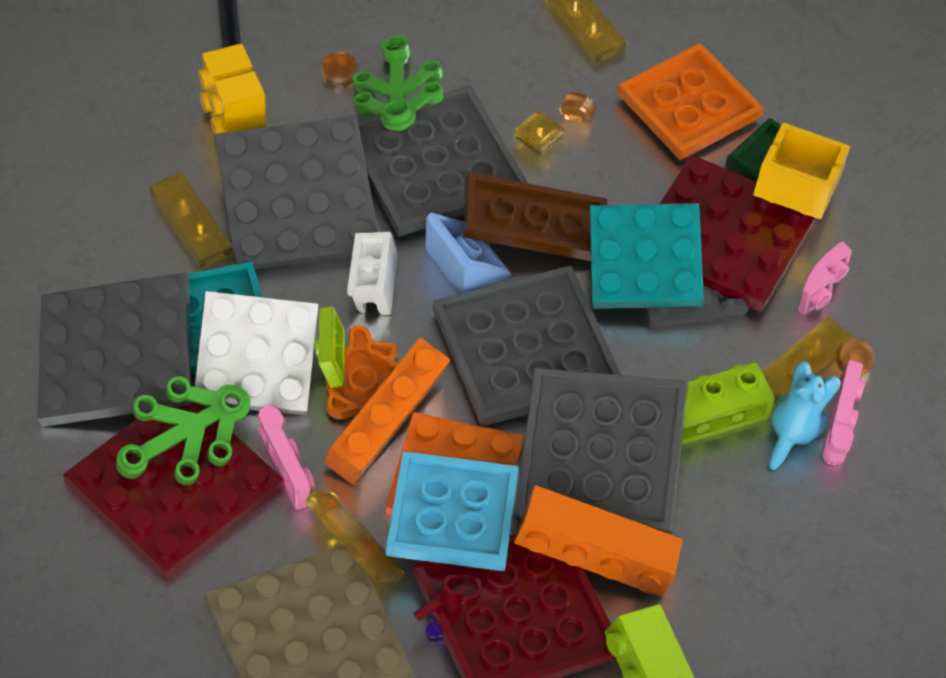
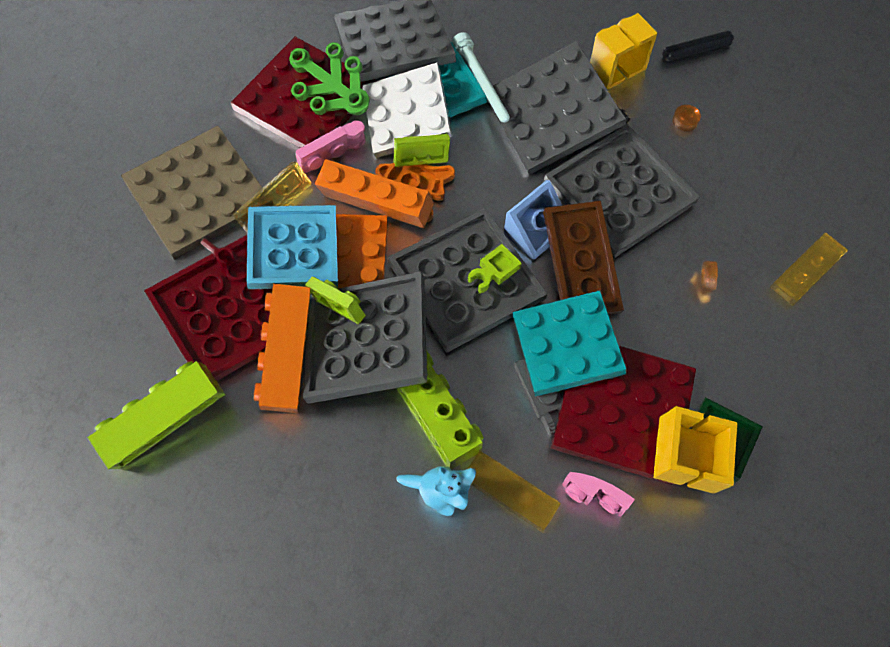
camera: 80 degrees right, 10 degrees up
(148, 268) = (464, 46): none -> light aqua piece
(191, 220) = (521, 56): clear yellow tile -> none
(373, 271) = (501, 168): white hinge -> none
(398, 112) = (647, 151): bright green plant -> none
(532, 299) = (495, 266): none -> lime plate
(539, 133) = (674, 253): clear yellow plate -> none
(558, 460) = (330, 296): none -> lime plate
(690, 101) = (754, 360): orange plate -> none
(843, 416) = (456, 526): bright pink hinge -> none
(857, 351) = (522, 531): clear orange tile -> none

